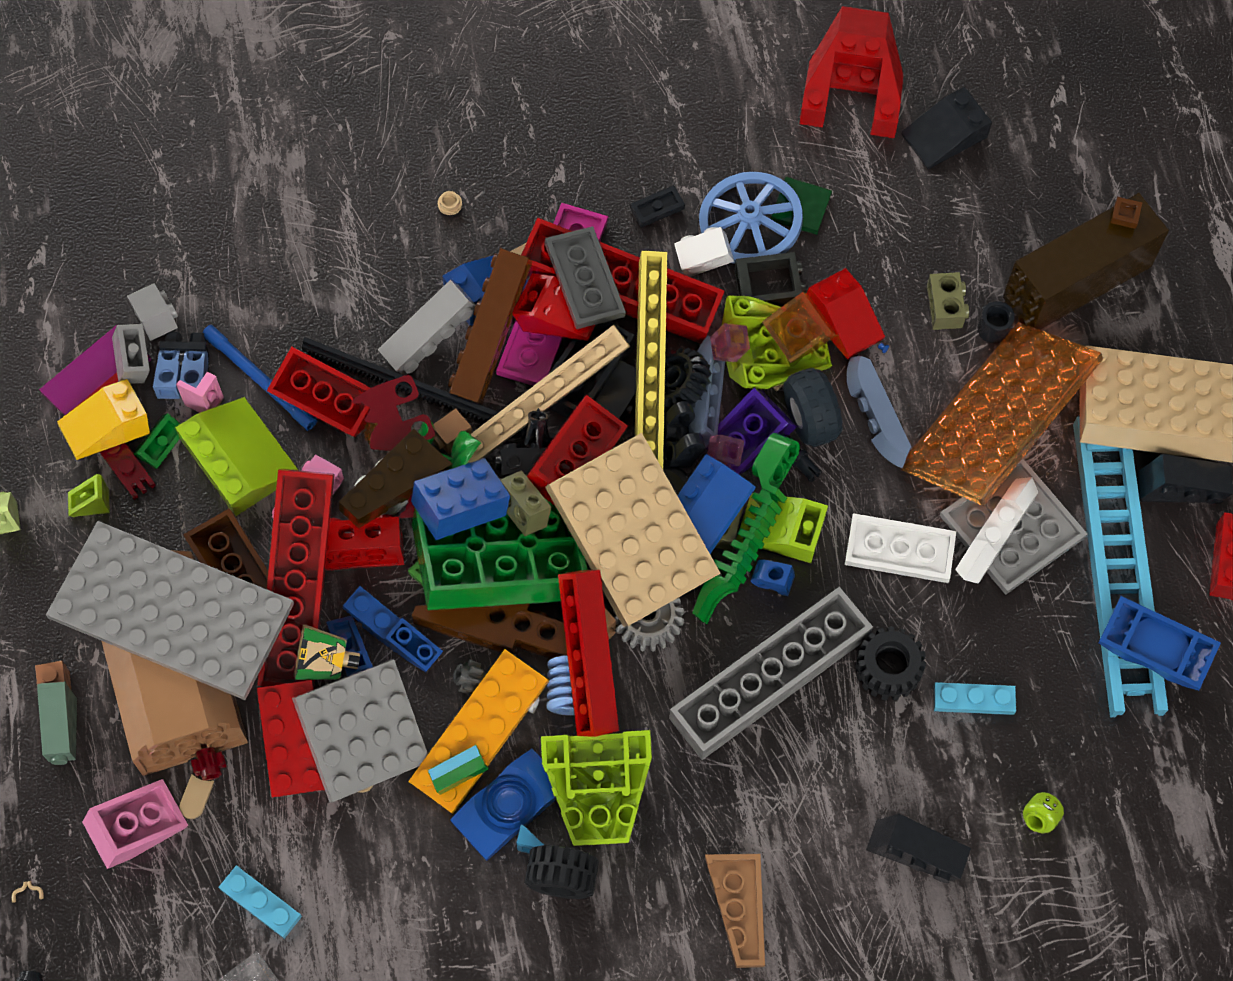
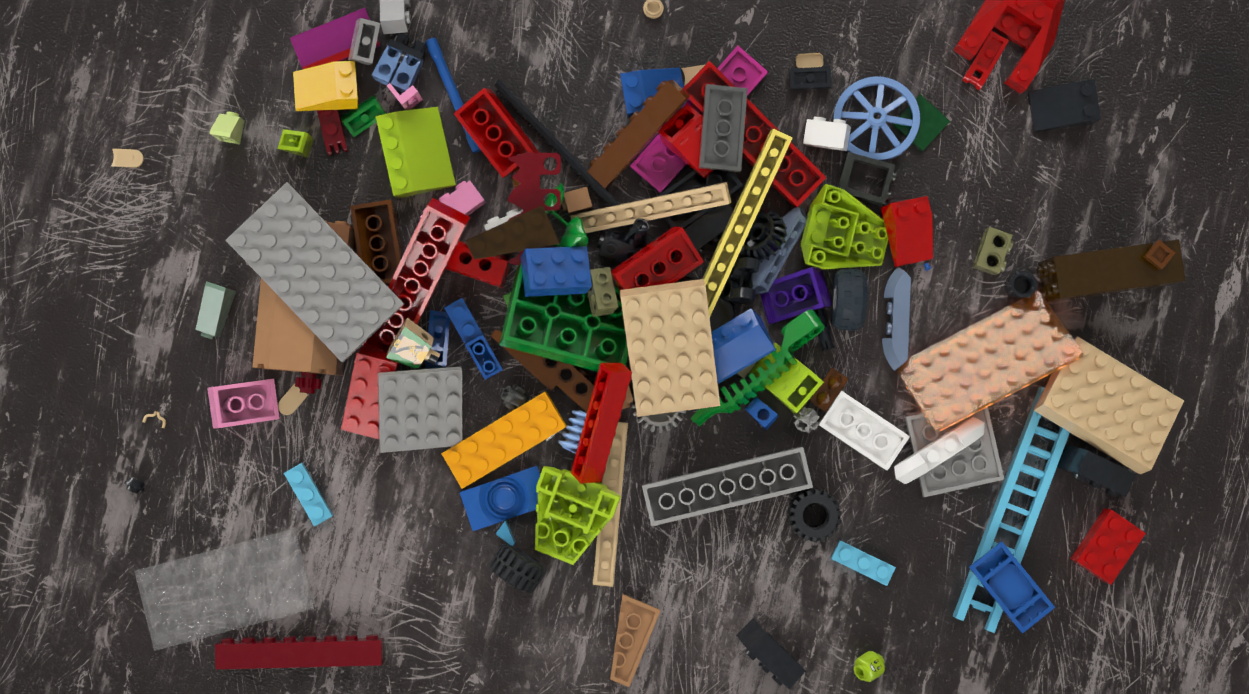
camera: 25 degrees right, 20 degrees up
(52, 673) = (222, 274): nougat brick -> none
(427, 328) = (592, 113): light grey brick -> none
(457, 769) = (476, 464): green slope -> none
(647, 189) = (809, 60): none -> tan piece
(655, 793) = (607, 538): none -> tan tile
(726, 449) = (768, 306): clear pink brick -> none
(730, 342) = (810, 224): clear pink brick -> none
(799, 327) = (868, 232): clear orange slope -> none
(828, 561) = (806, 420): none -> light grey gear
(837, 522) = (829, 390): none -> reddish brown tile
(839, 117) = (985, 59): none -> red plate

